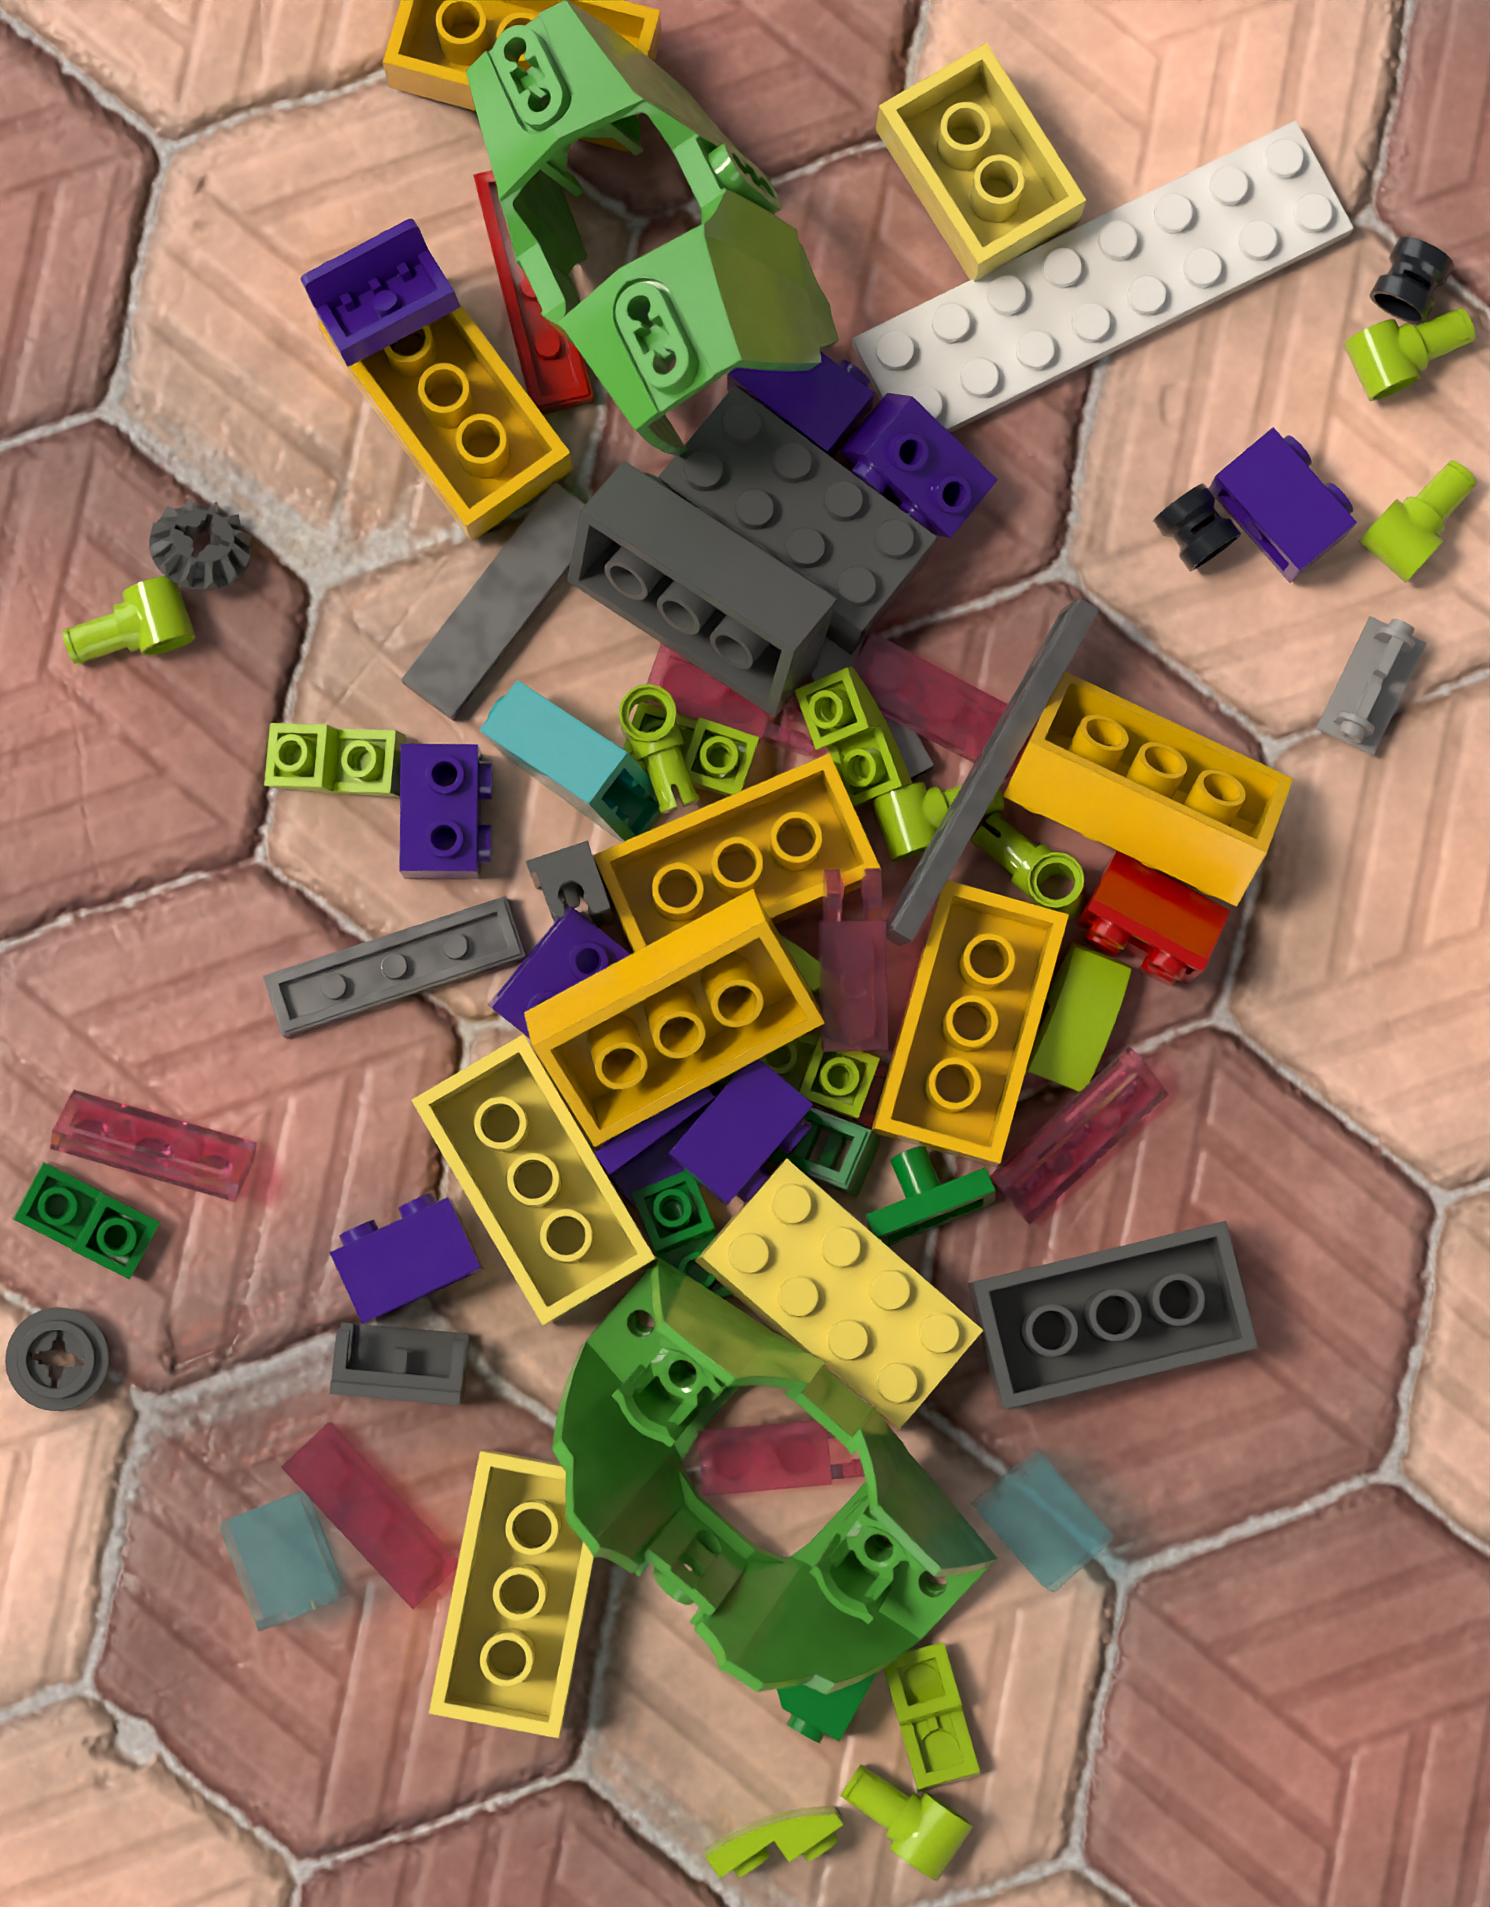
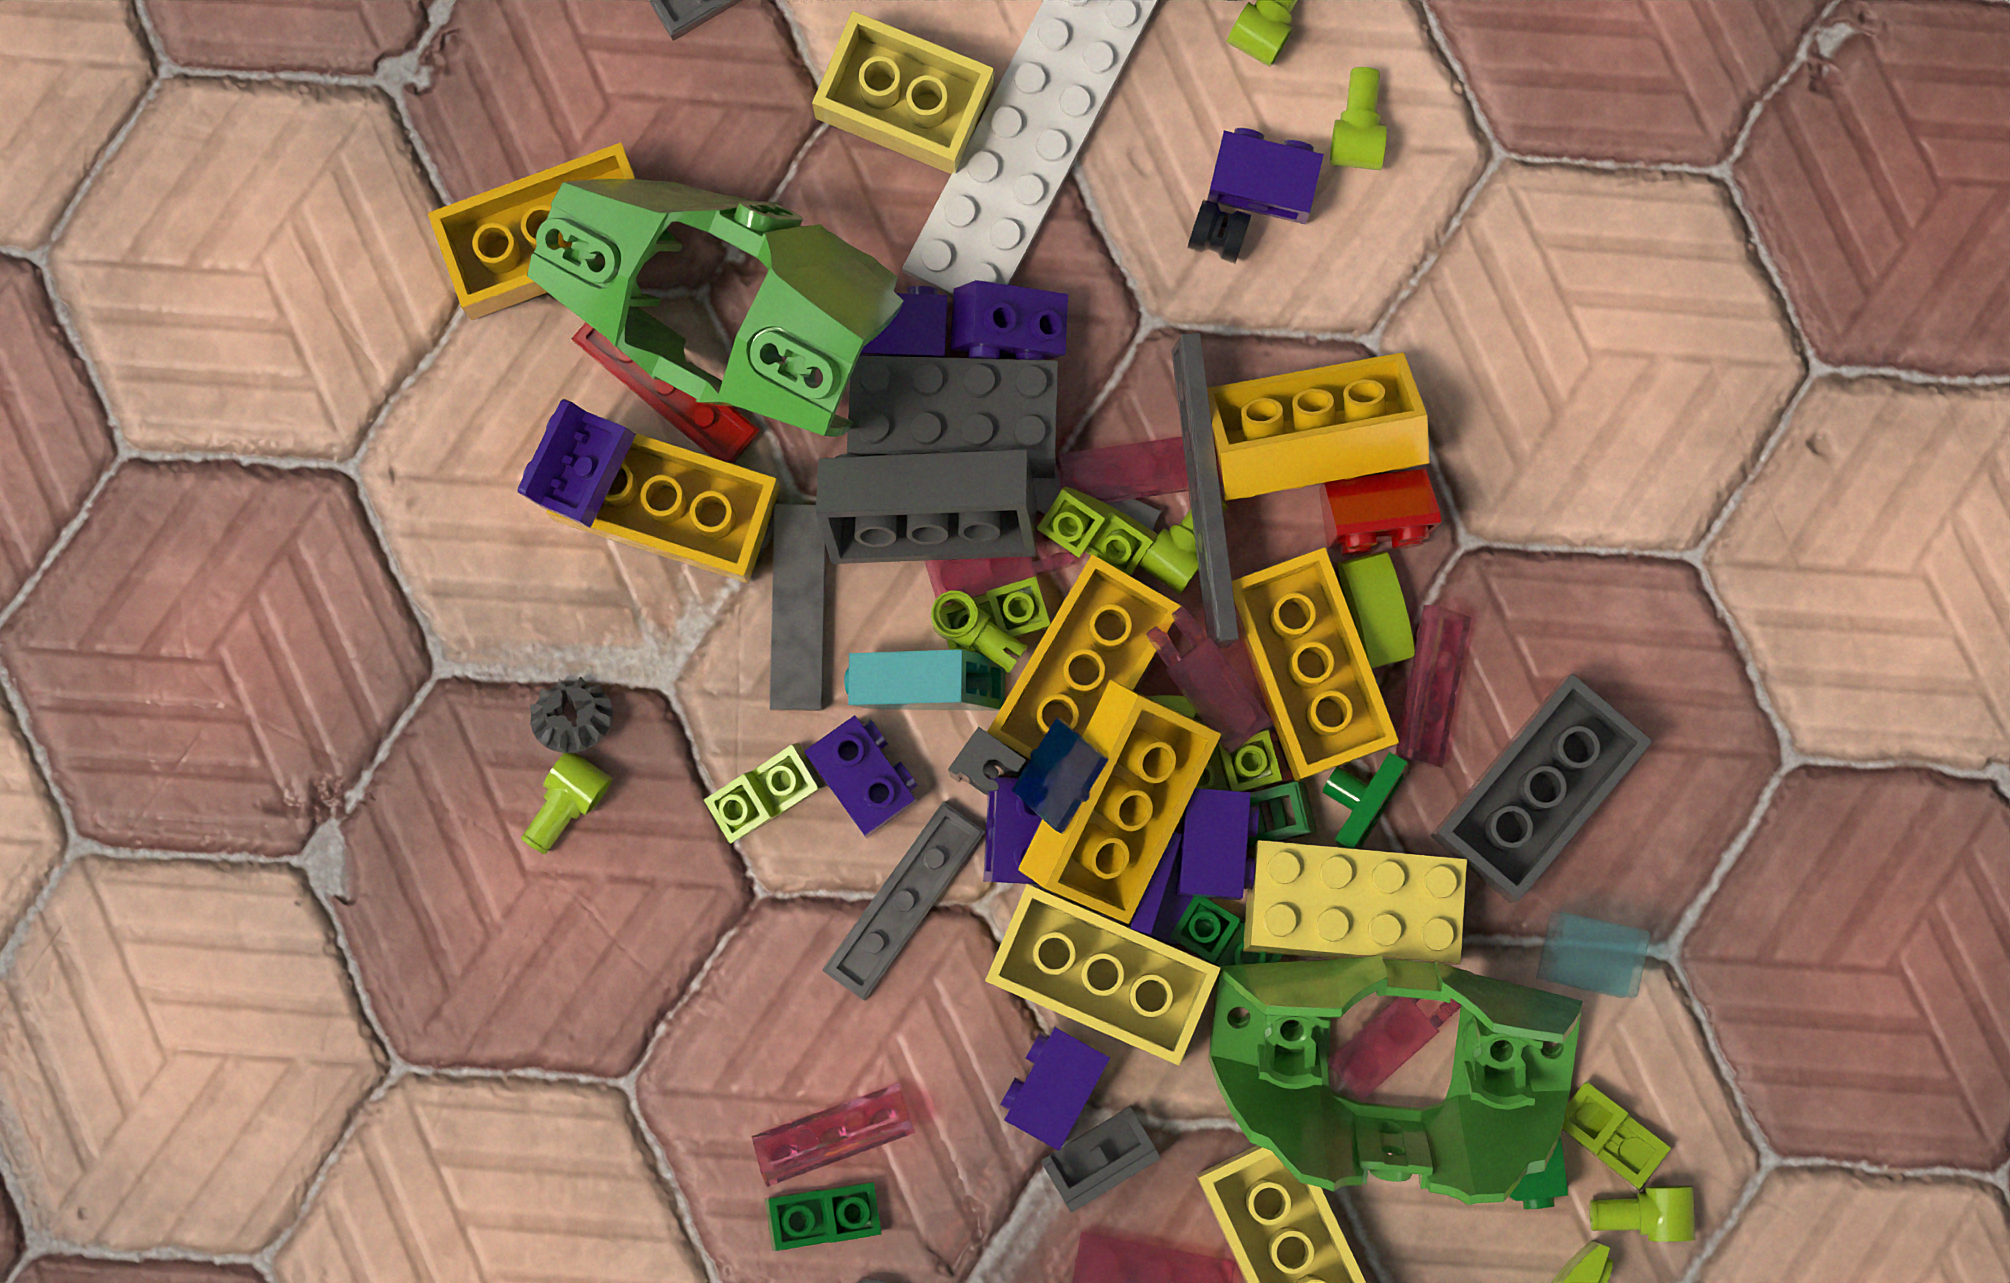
camera: 30 degrees left, 0 degrees up
(631, 946) = (1059, 775): none -> clear blue piece
(1031, 864) = (1273, 531): lime pin -> none
(1372, 684) = (1406, 252): light grey hinge -> none

